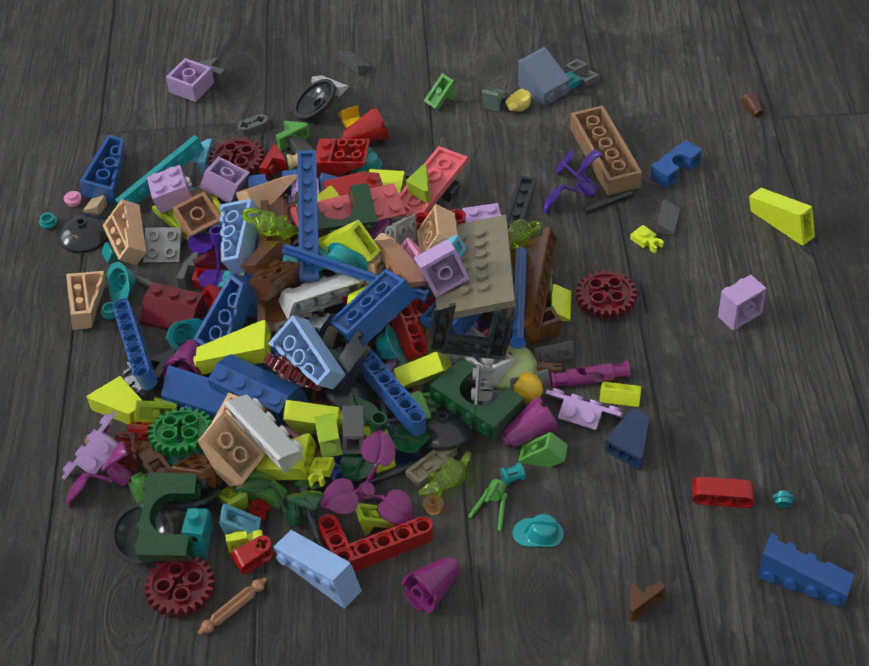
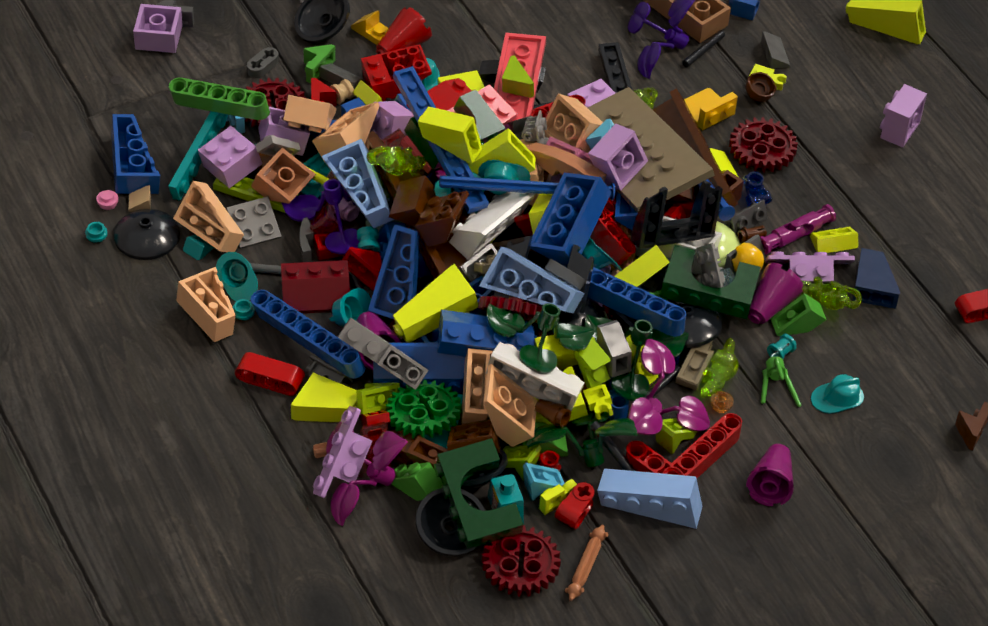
camera: 30 degrees left, 0 degrees up
(93, 366) = (269, 373): none -> red beam
(168, 374) = (383, 353): none -> light grey slope
(182, 141) = (219, 98): none -> bright green beam
(197, 186) = (271, 145): none -> light grey plate
(242, 170) = (309, 113): none -> light nougat slope
(268, 419) = (538, 359): none -> dark green plant
(268, 468) = (554, 412): none -> reddish brown cone
(312, 212) = (451, 132): none -> neon yellow slope
(336, 354) = (565, 274): none -> dark grey beam
(575, 330) = (755, 189): none -> clear blue plate
(579, 251) = (711, 108): none -> yellow bracket
(582, 440) = (831, 295): none -> clear neon green animal
(633, 245) = (760, 87): none -> reddish brown hair

